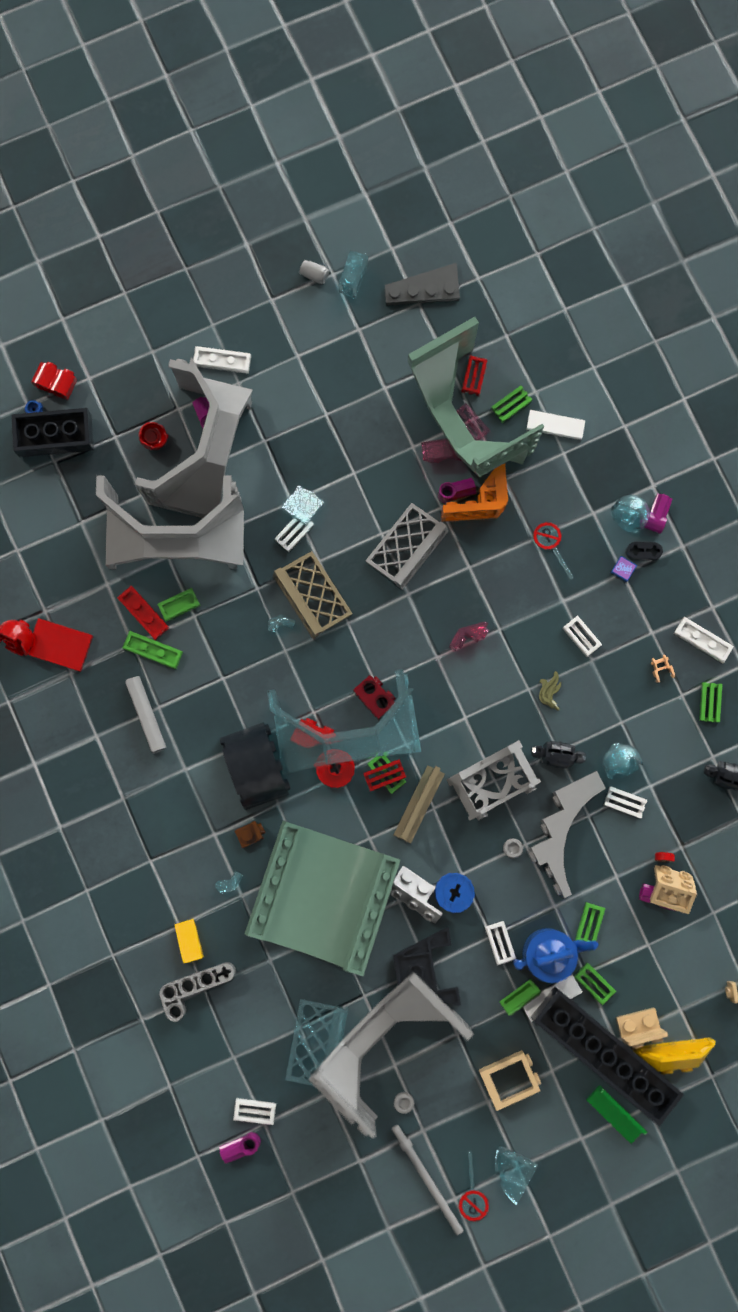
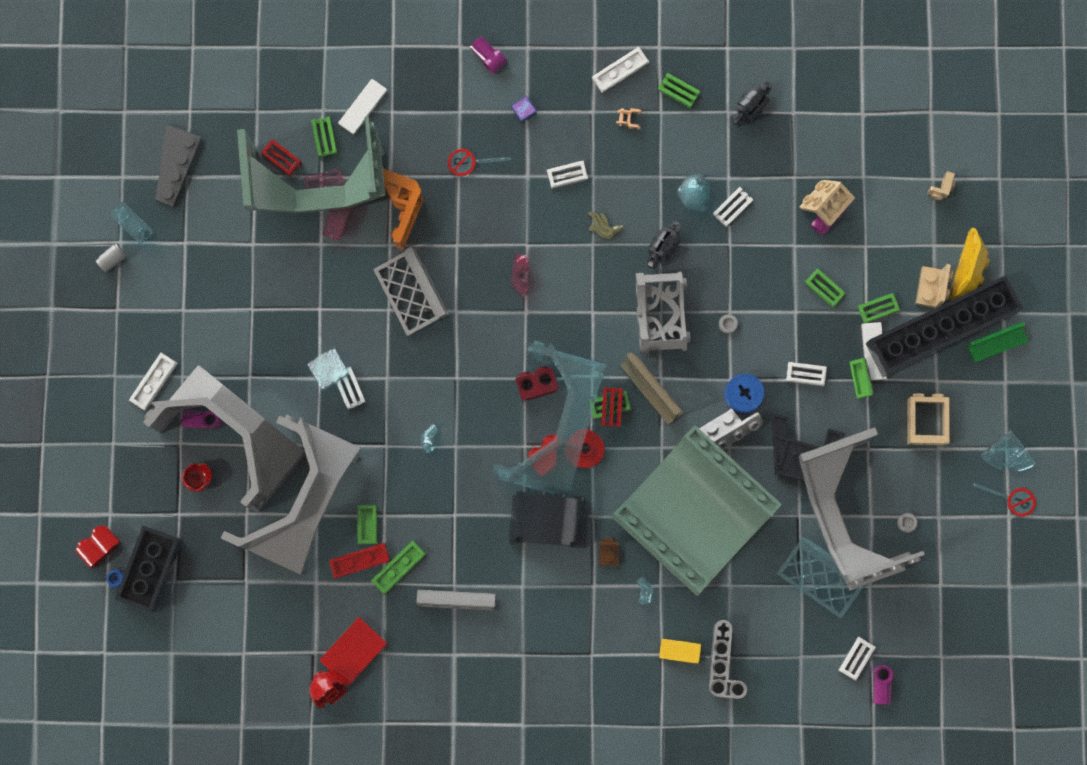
camera: 60 degrees left, 0 degrees up
(298, 603) = (420, 413): dark tan fence -> none
(406, 1145) = (944, 537): light grey bar -> none
(458, 490) = (381, 222): magenta piece -> none
(552, 967) = (849, 334): blue piece -> none
(556, 826) = (746, 292): light grey arch -> none
(631, 512) = (477, 77): clear light blue cylinder -> none
(644, 546) = (513, 81): black beam -> none
(664, 857) = (796, 195): red tile -> none

